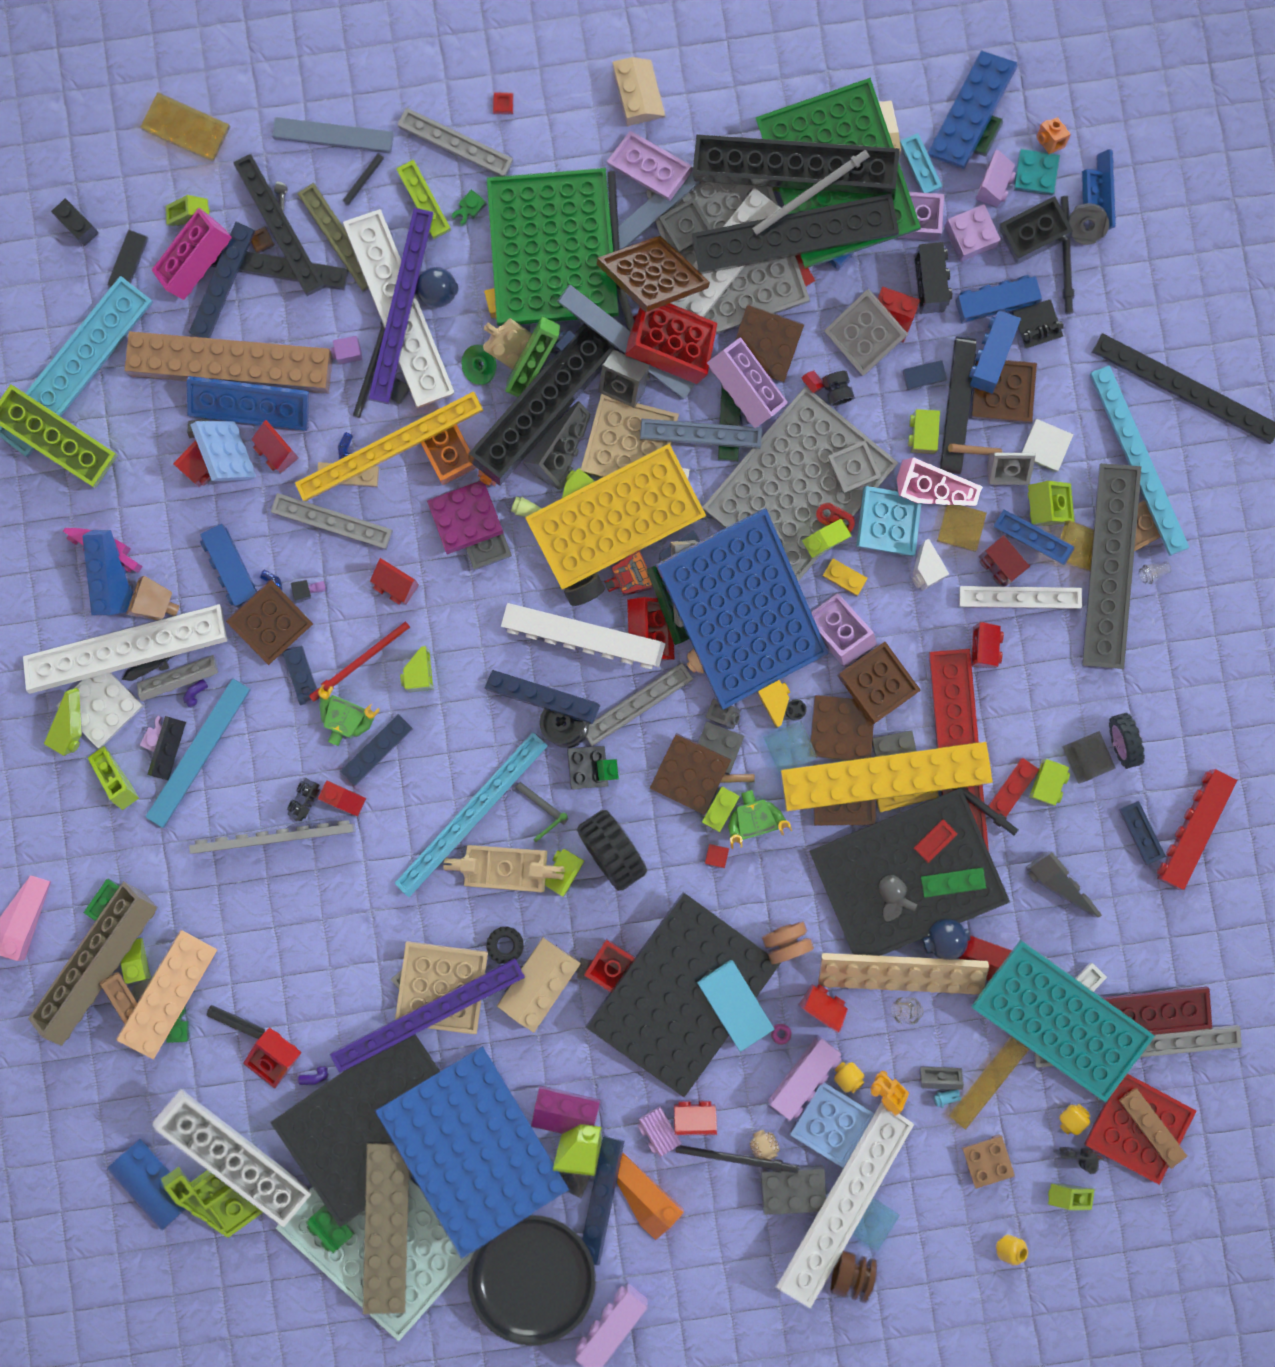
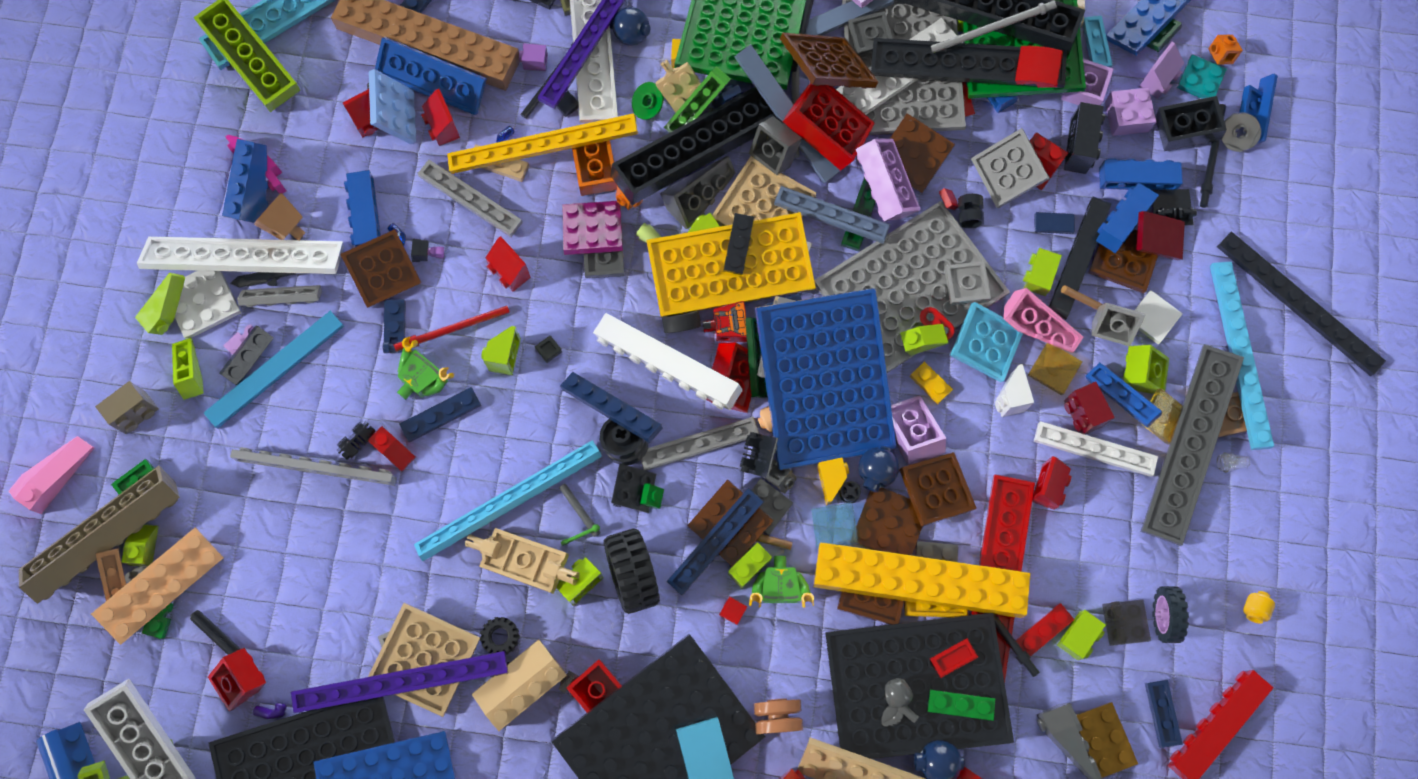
camera: 15 degrees right, 10 degrees down
(72, 835) = (127, 407): none -> dark tan brick
(192, 691) = (285, 316): dark purple arm -> none
(460, 653) = (548, 349): none -> pearl dark grey tile
(617, 494) = (738, 244): none -> black plate
(681, 797) = (715, 541): none -> dark blue plate
(701, 700) = (761, 454): none -> black hinge
(816, 679) = (878, 468): none -> dark blue brick
(867, 221) = (1039, 66): none -> red slope
(1032, 361) = (1160, 235): none -> dark red tile
(1094, 872) = (1106, 739): none -> pearl gold plate
(1209, 707) = (1259, 607): none -> yellow head

